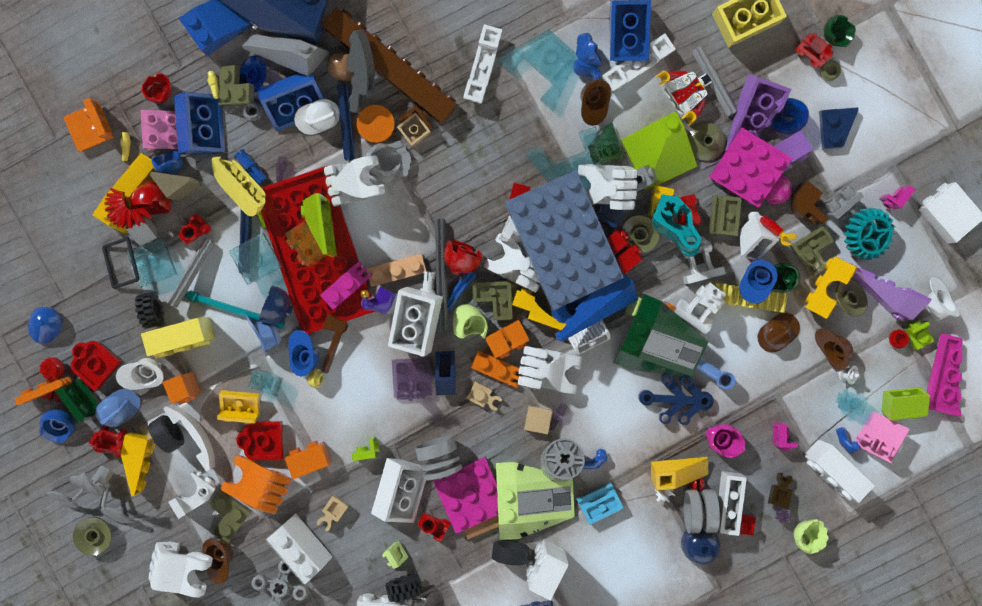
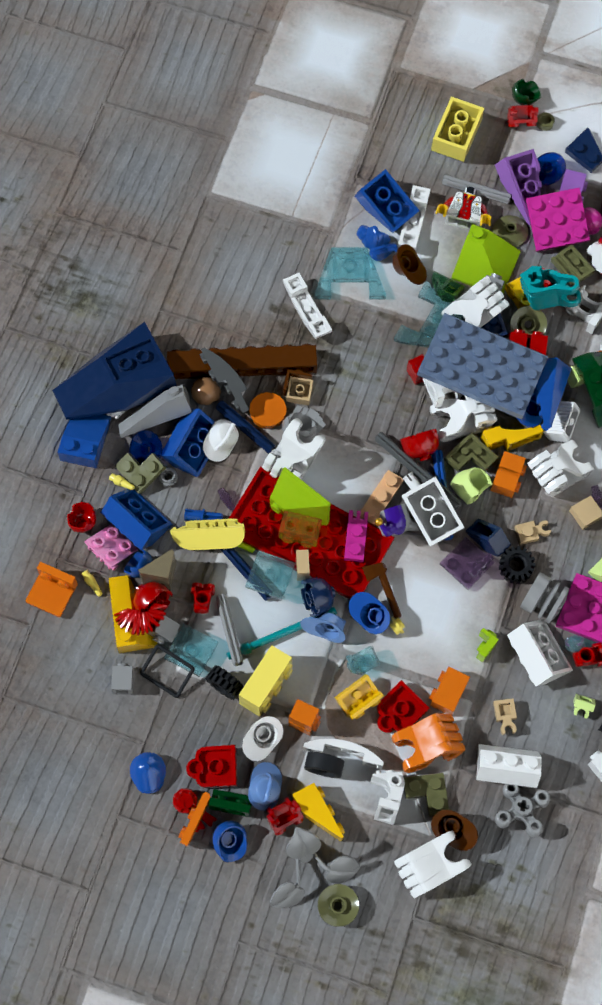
camera: 50 degrees left, 20 degrees down
(82, 241) = (122, 679): none -> light grey brick
(282, 274) = (302, 565): none -> tan piece
(431, 506) = (574, 643): none -> clear light blue tile
(446, 423) = (512, 575): none -> black tyre
(496, 368) = (521, 503): orange hinge -> none

